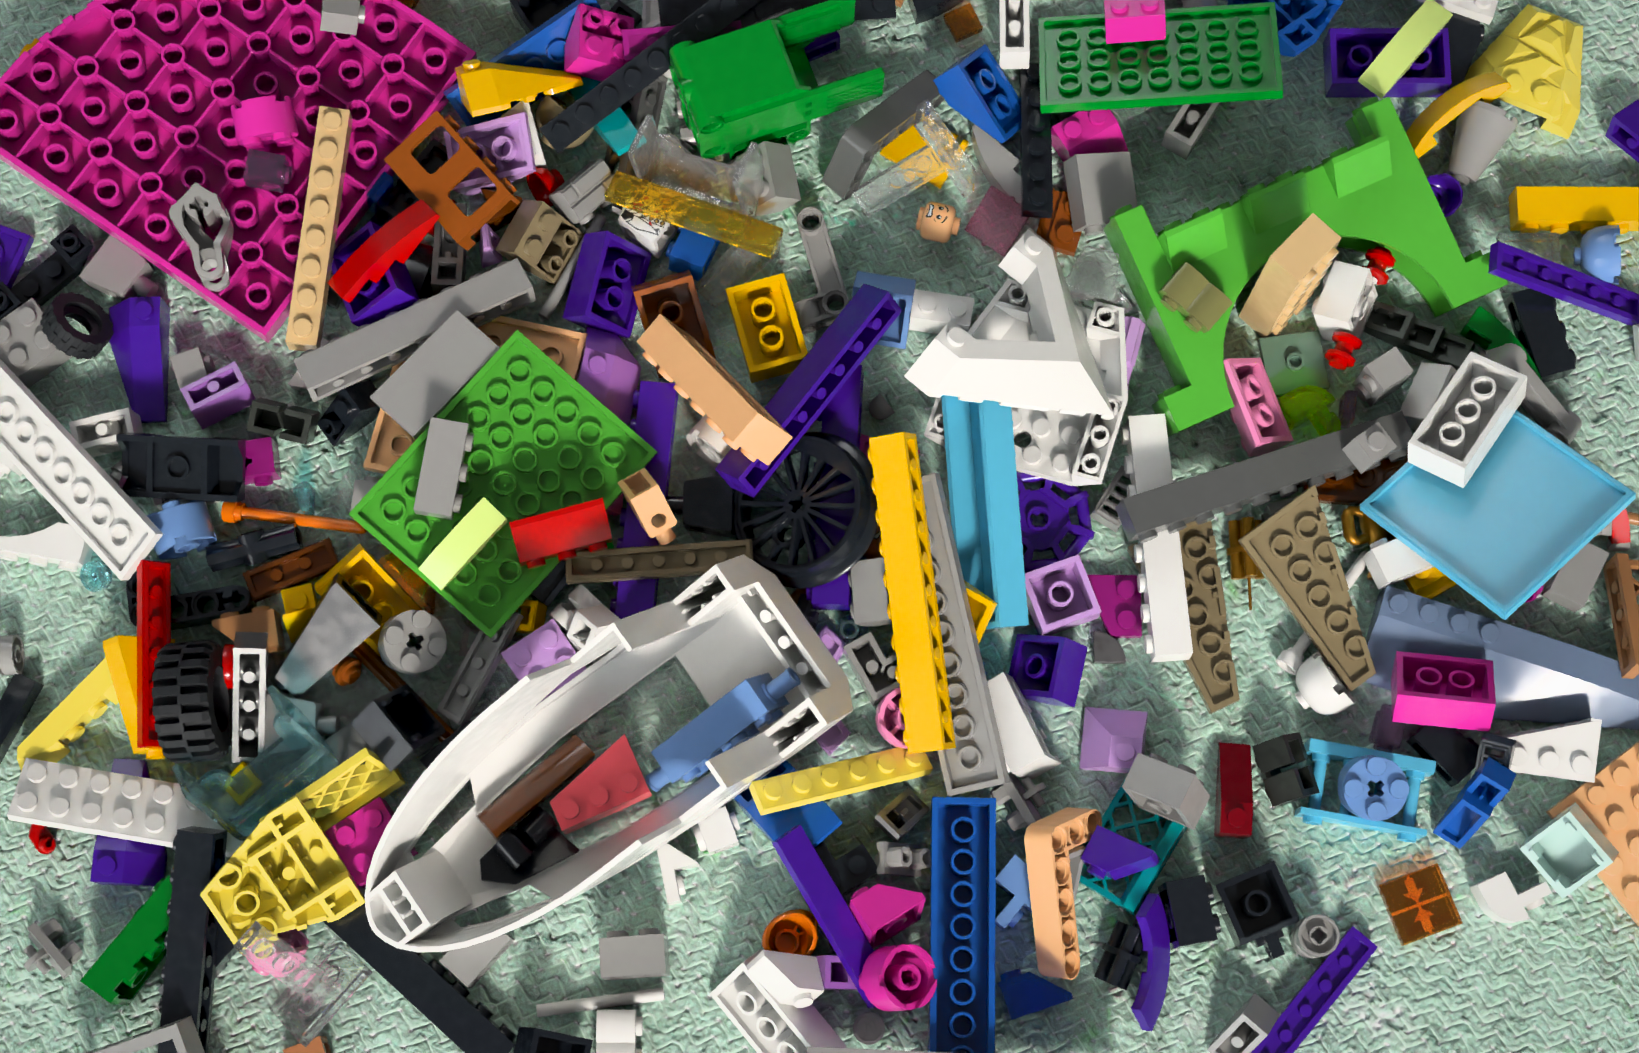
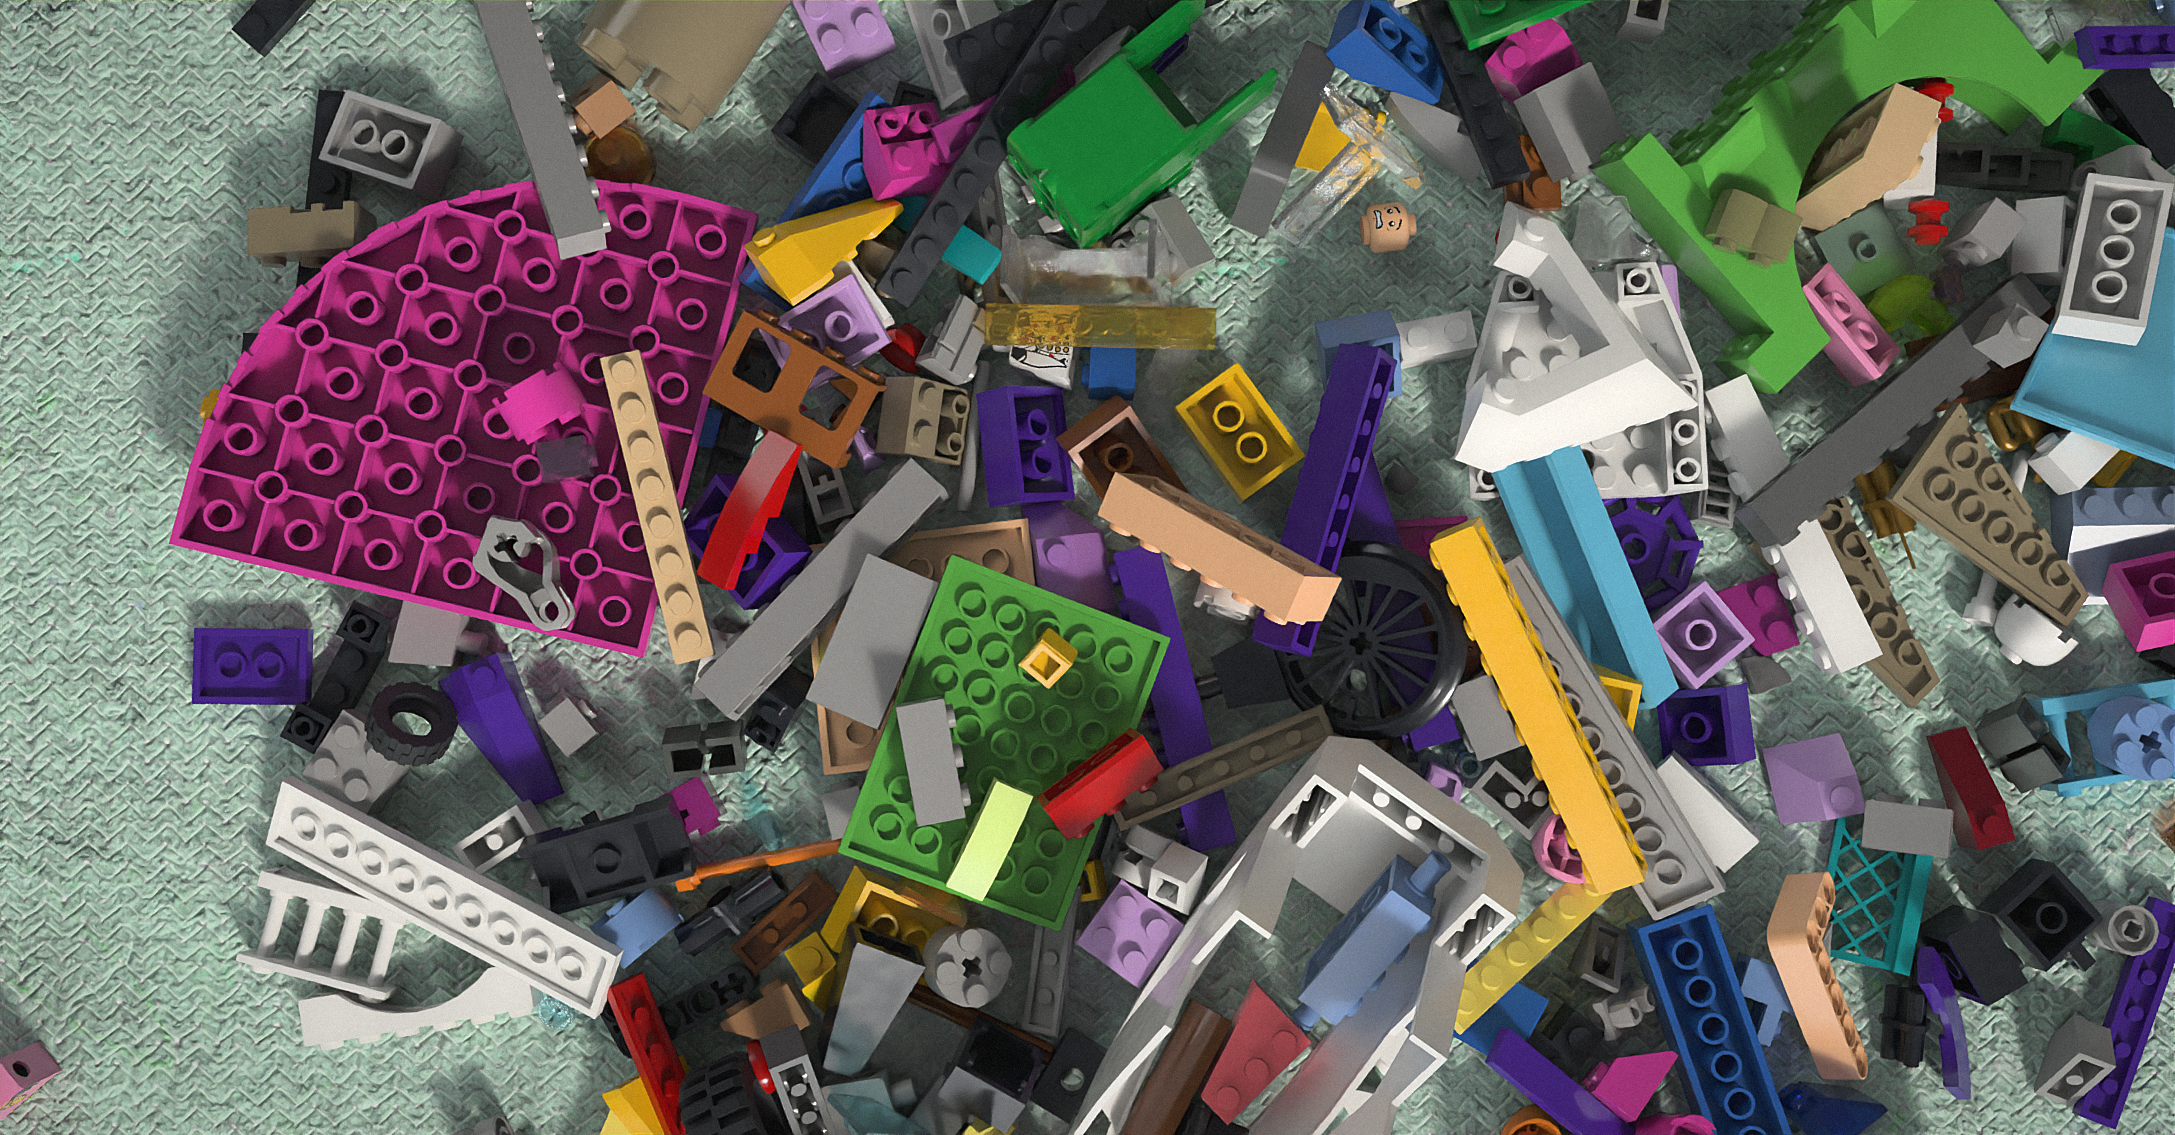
camera: 15 degrees left, 10 degrees up
(218, 395) = (615, 746): medium lavender brick -> none
(347, 671) = (903, 1022): dark orange plate -> none
(559, 430) = (1049, 658): none -> yellow slope
(649, 506) = (1197, 718): light nougat torso -> none
(814, 311) = (1275, 337): light grey piece -> none
(997, 221) = (1458, 201): clear pink piece -> none
(1026, 810) = (1740, 900): light grey hips -> none
(1116, 856) = (1868, 919): dark purple slope -> none
(1385, 733) = (2117, 655): clear purple brick -> none

